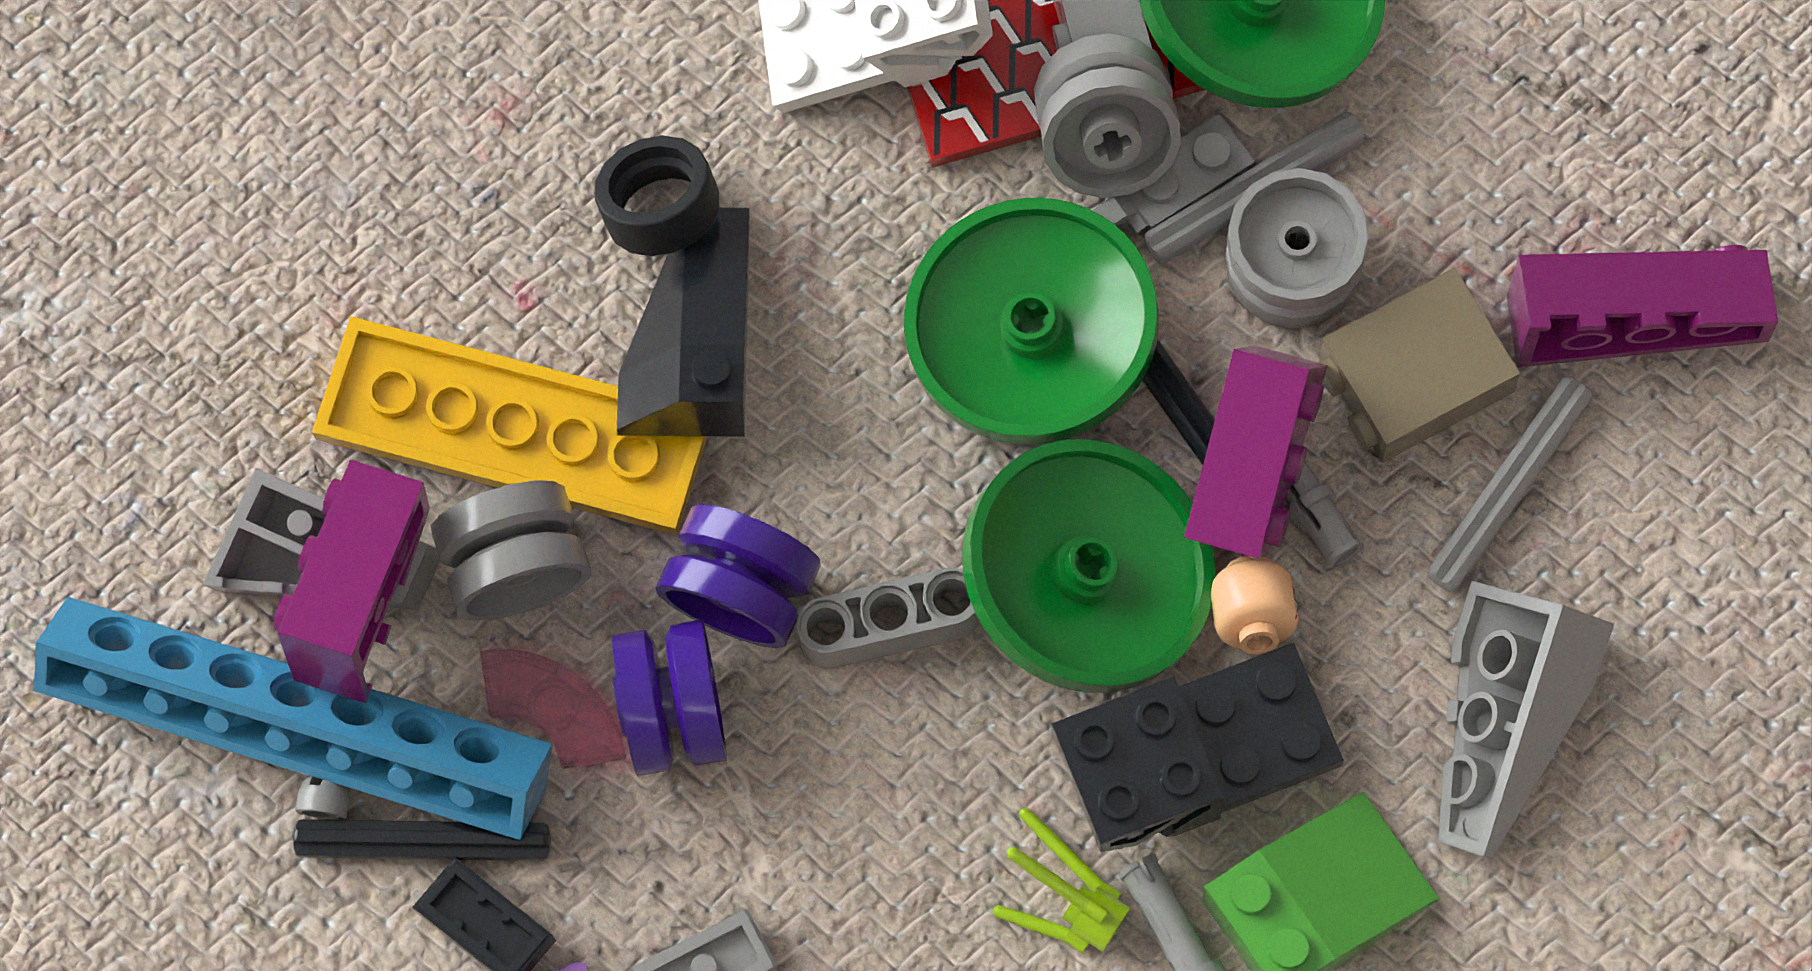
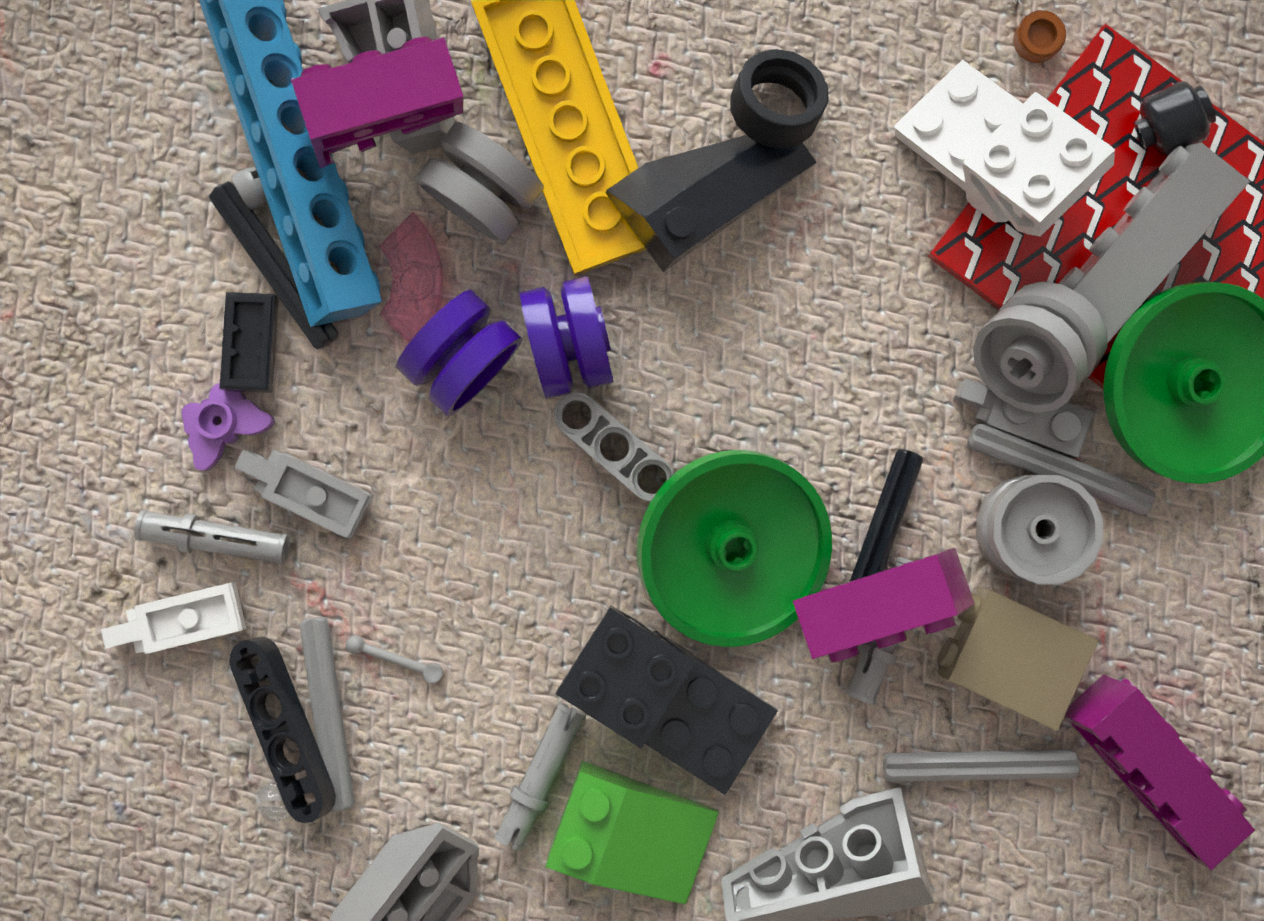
camera: 45 degrees right, 15 degrees up
(1031, 320) = (869, 396): green dish -> none
(1092, 911) = (520, 705): lime plant -> none
(1254, 605) = (784, 669): light nougat head -> none

